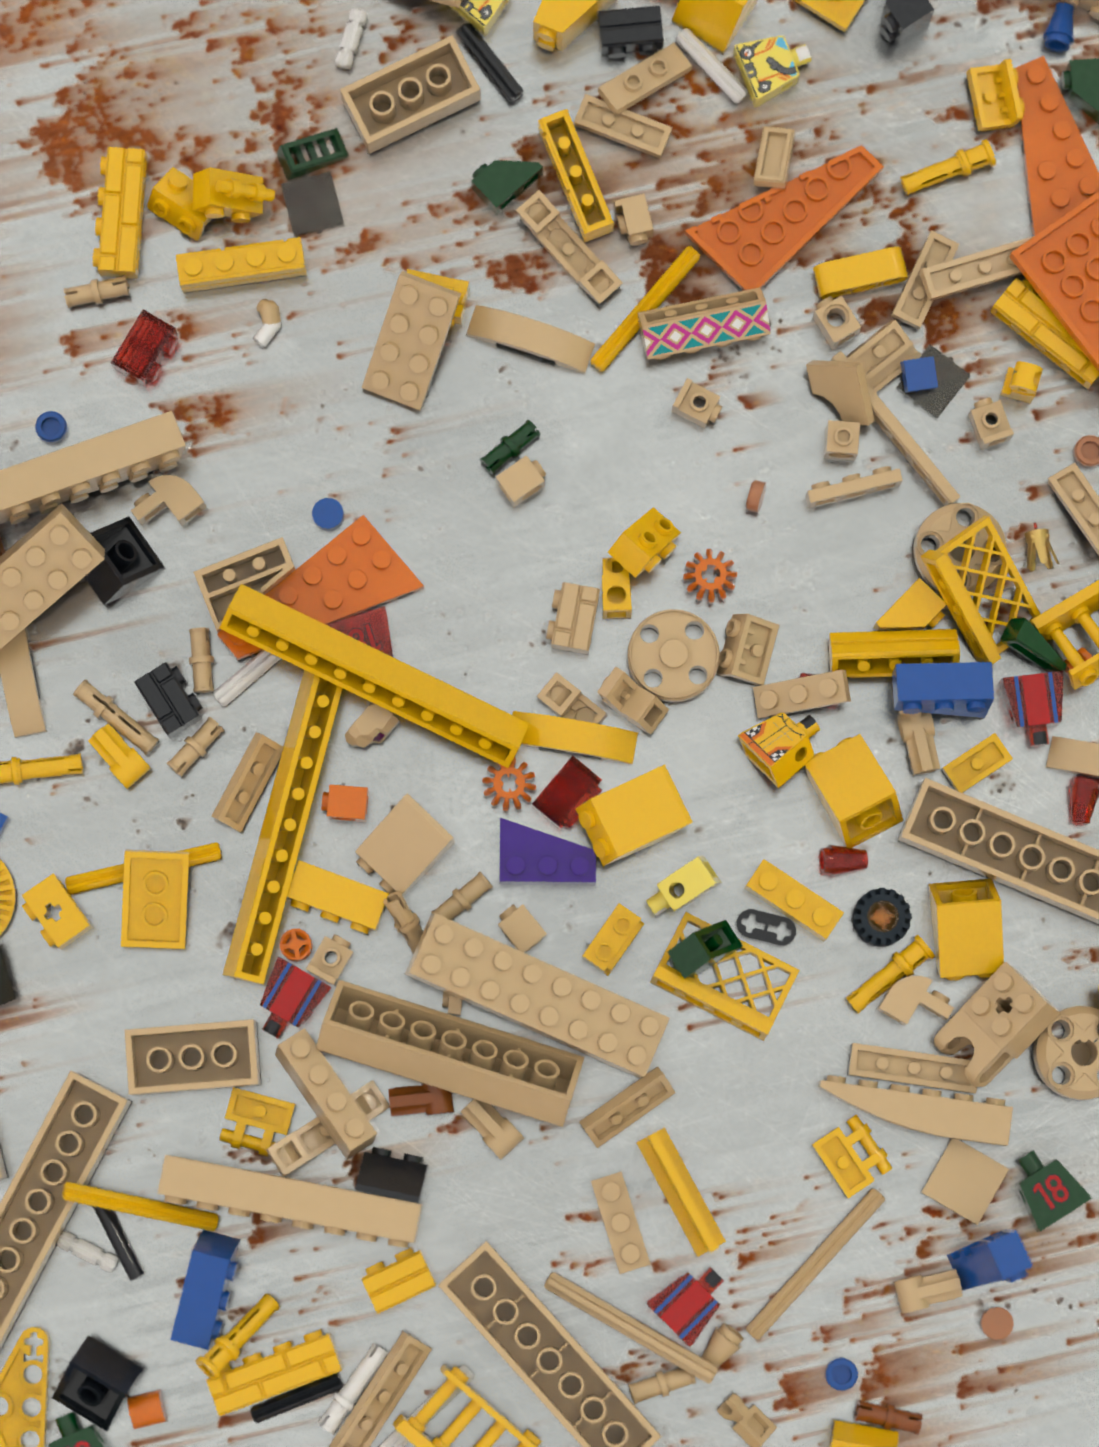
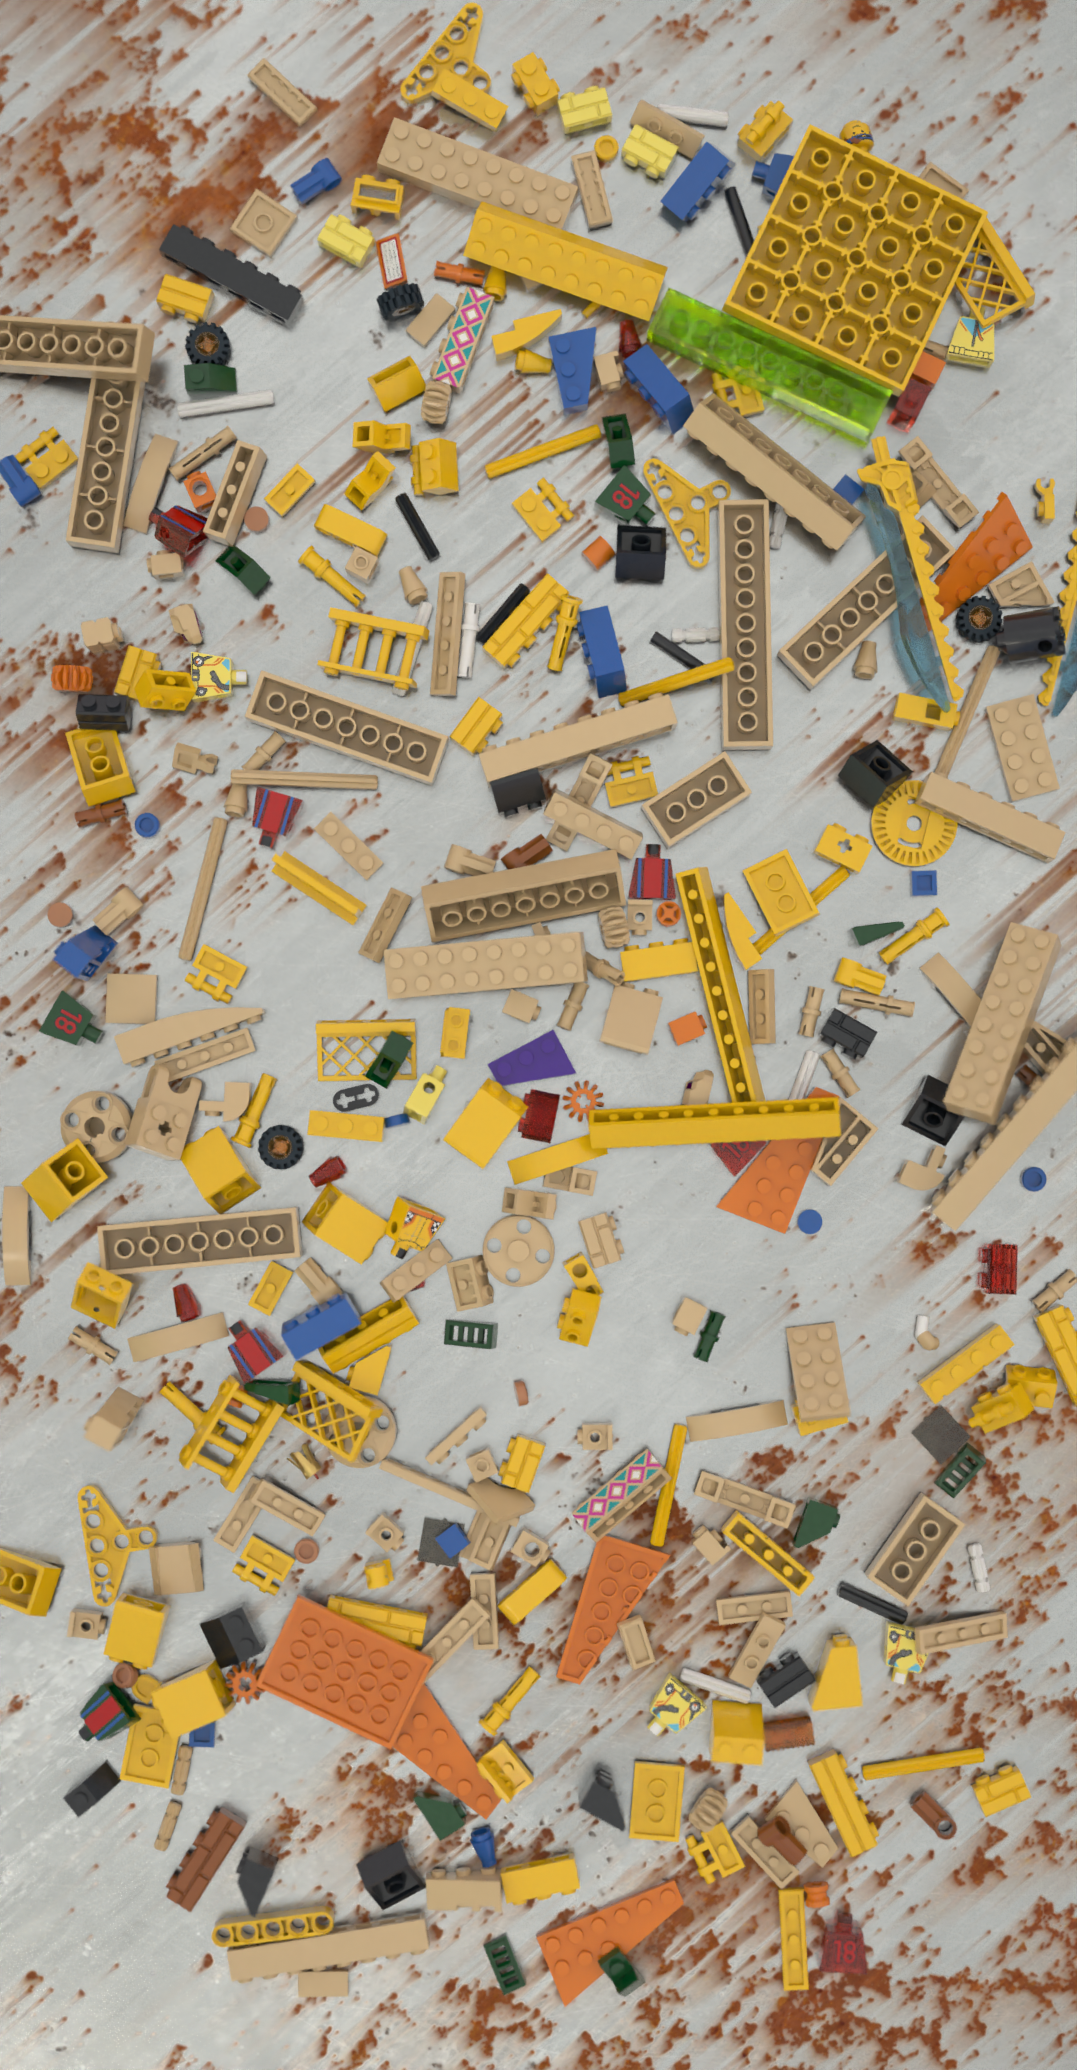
camera: 155 degrees right, 5 degrees up
(82, 799) = (866, 934): none -> dark green slope
(228, 878) = (739, 932): none -> yellow slope
(367, 962) = (613, 927): none -> tan gear
(719, 582) = (514, 1317): orange gear -> none
(733, 875) = (396, 1121): none -> blue tile
(772, 575) = (491, 1334): none -> dark green slope
(795, 419) = (522, 1462): none -> yellow brick

